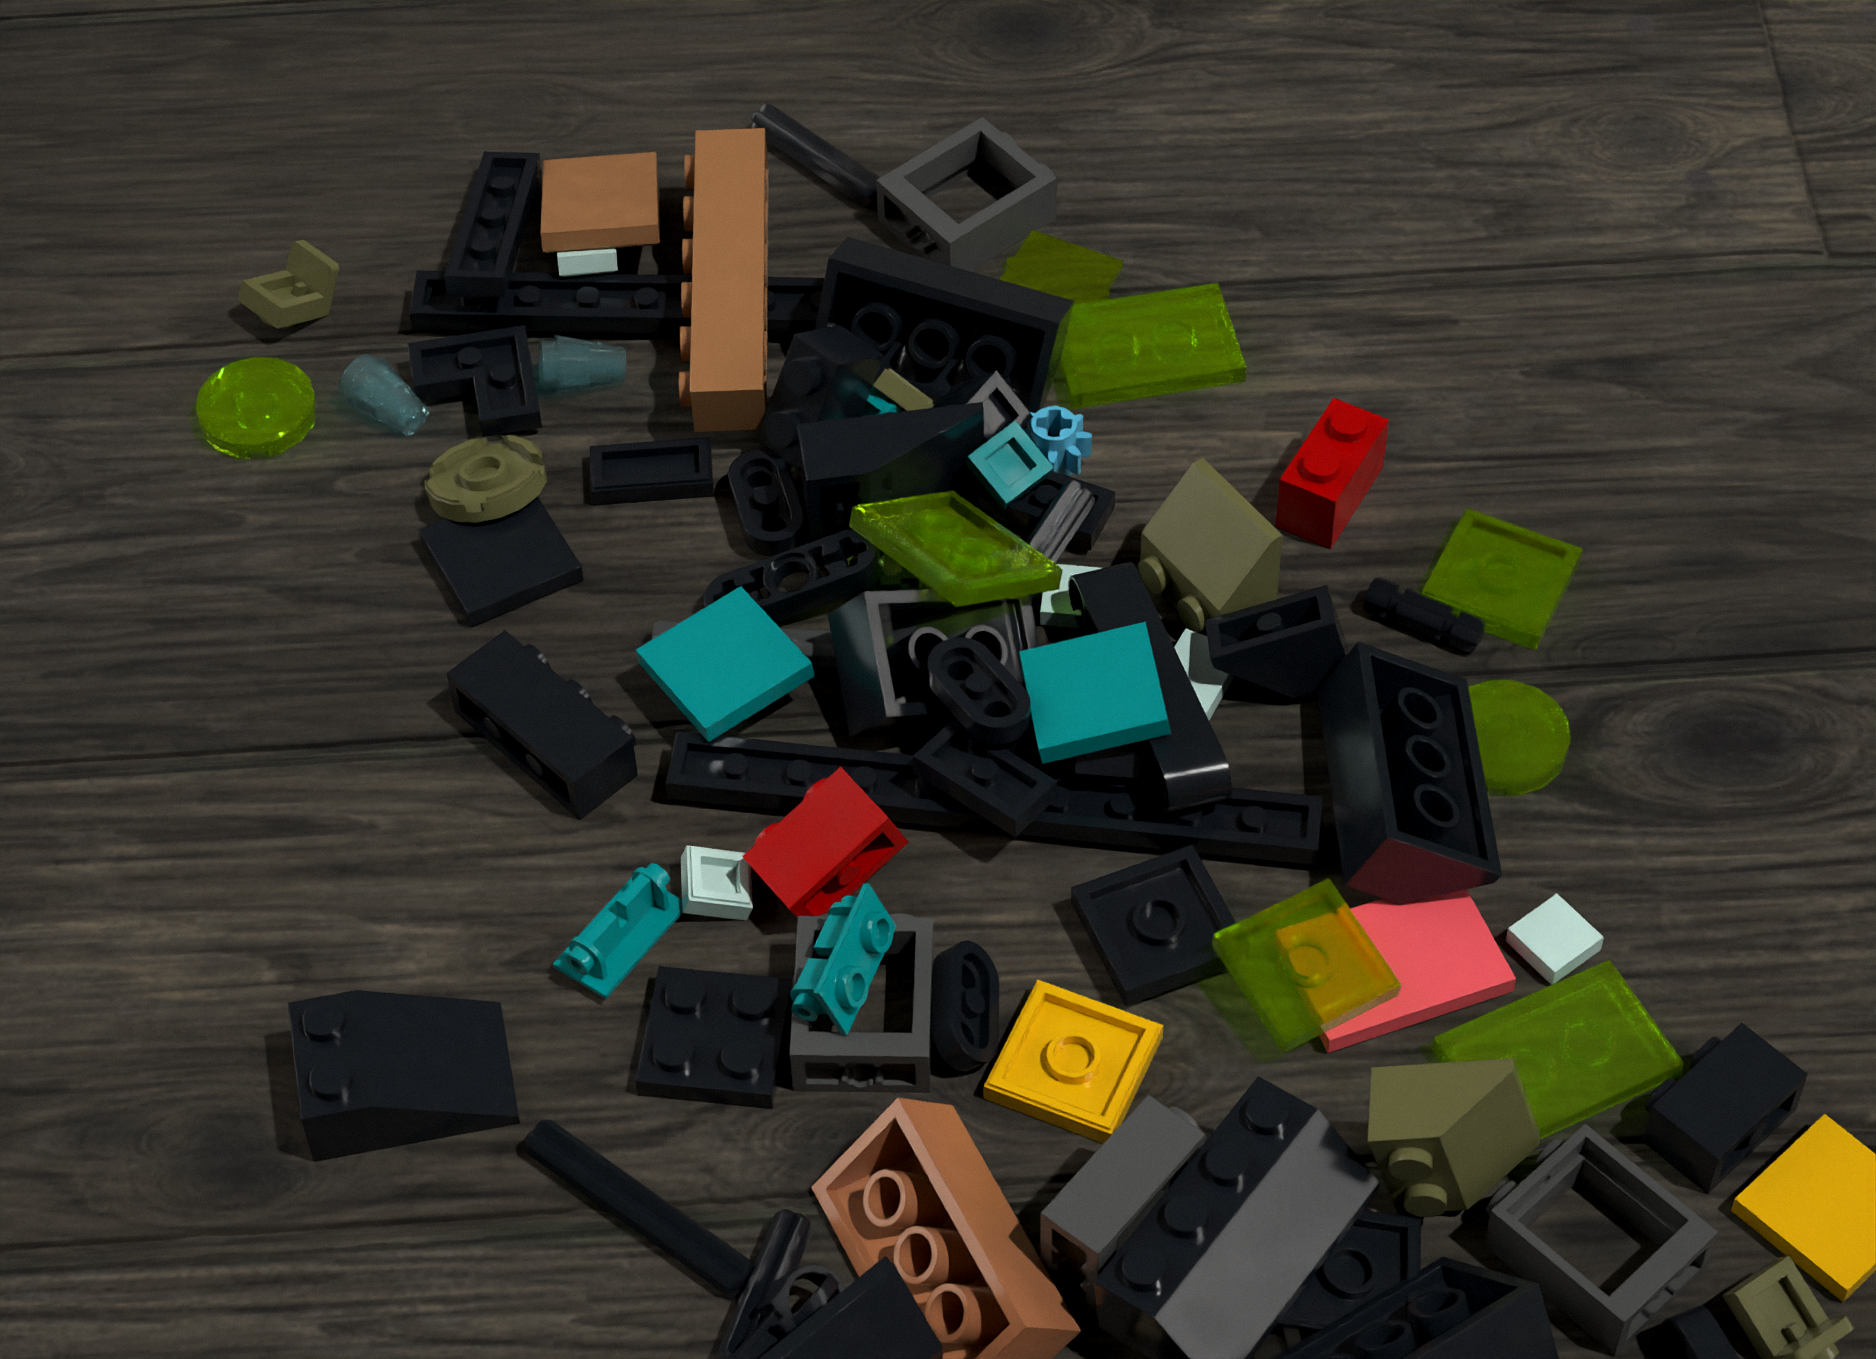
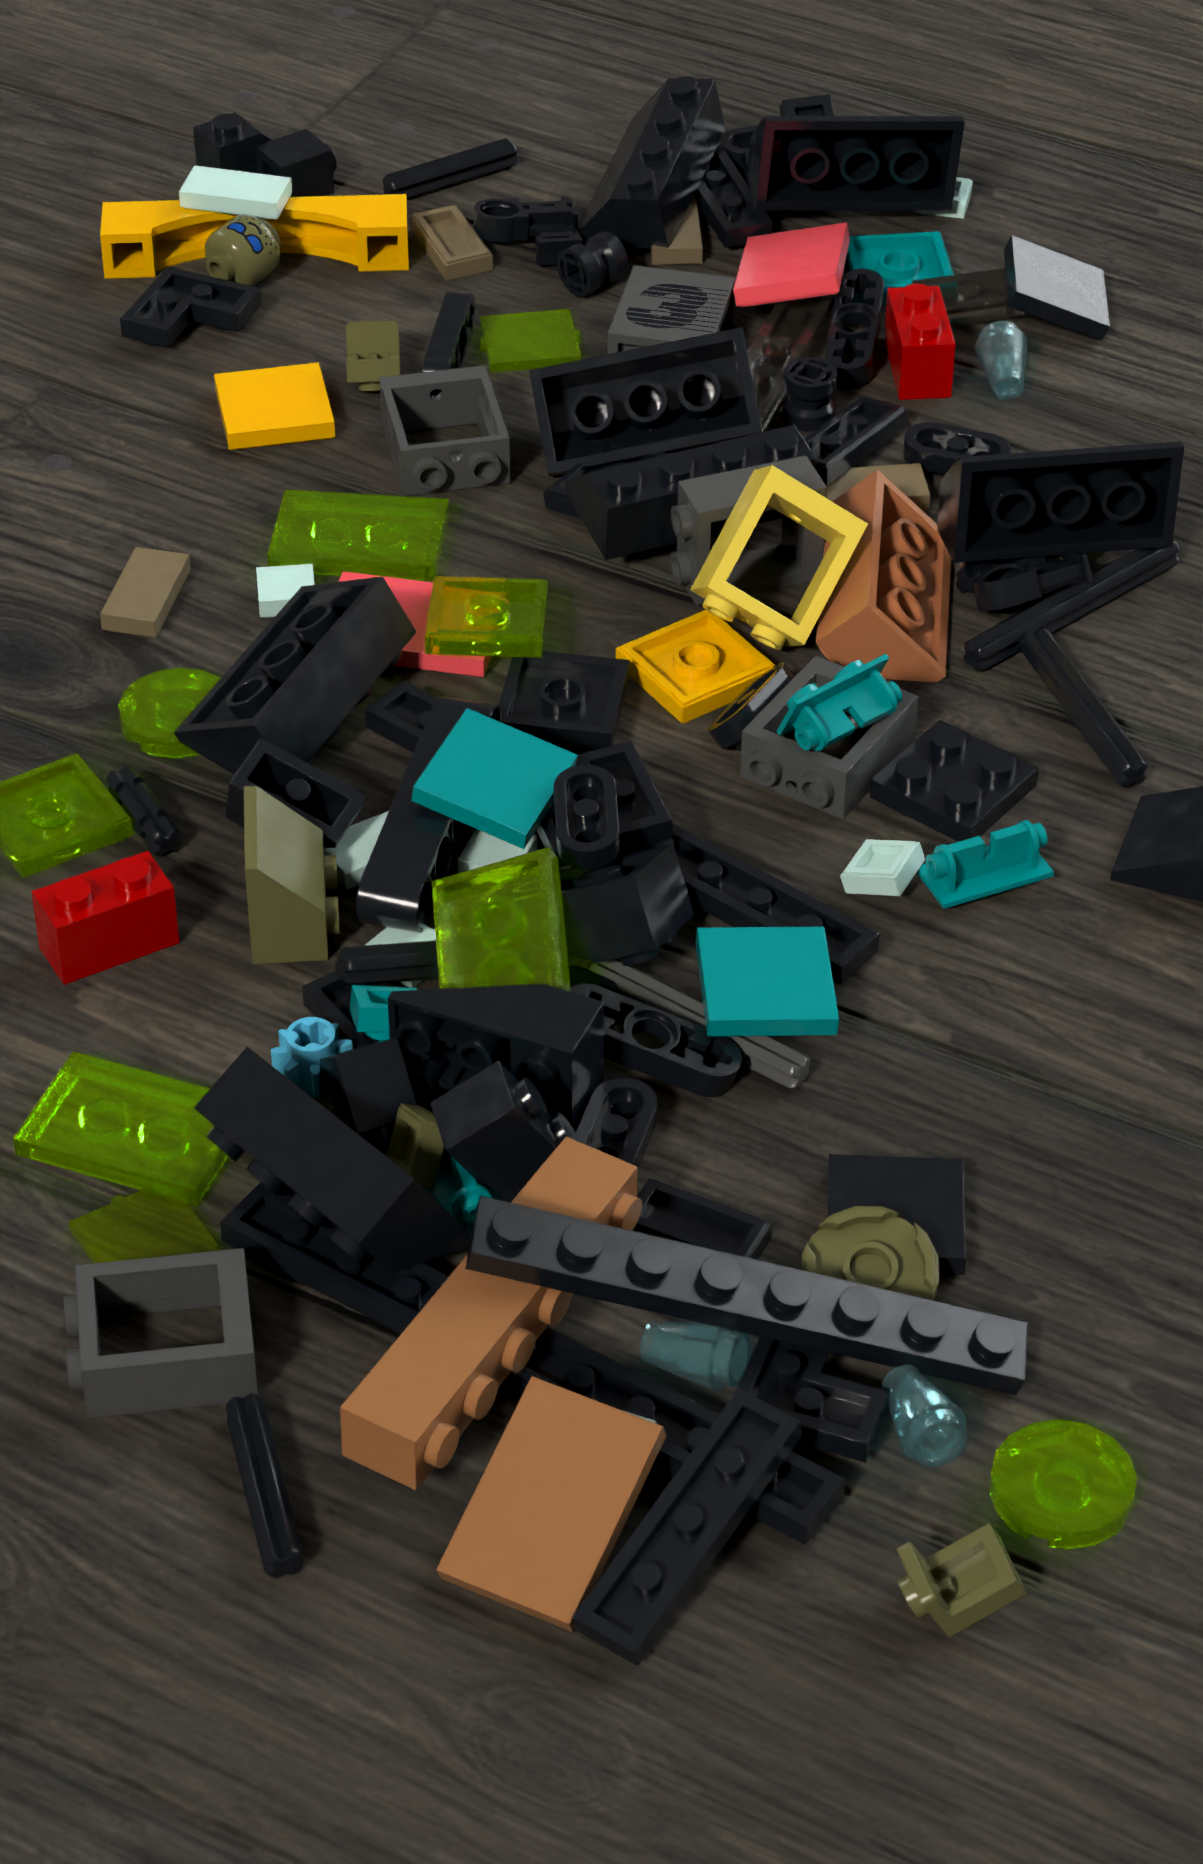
camera: 150 degrees left, 10 degrees down
(543, 723) = (953, 1031): black brick -> none
(545, 365) = (747, 1295): none -> black plate
(825, 846) = (786, 818): red brick -> none
(1047, 1108) = (809, 509): none -> light yellow window
(1448, 1131) = (498, 469): olive slope -> none
(1684, 864) = (145, 592): none -> dark tan tile
(1722, 1106) = (289, 453): black brick -> none

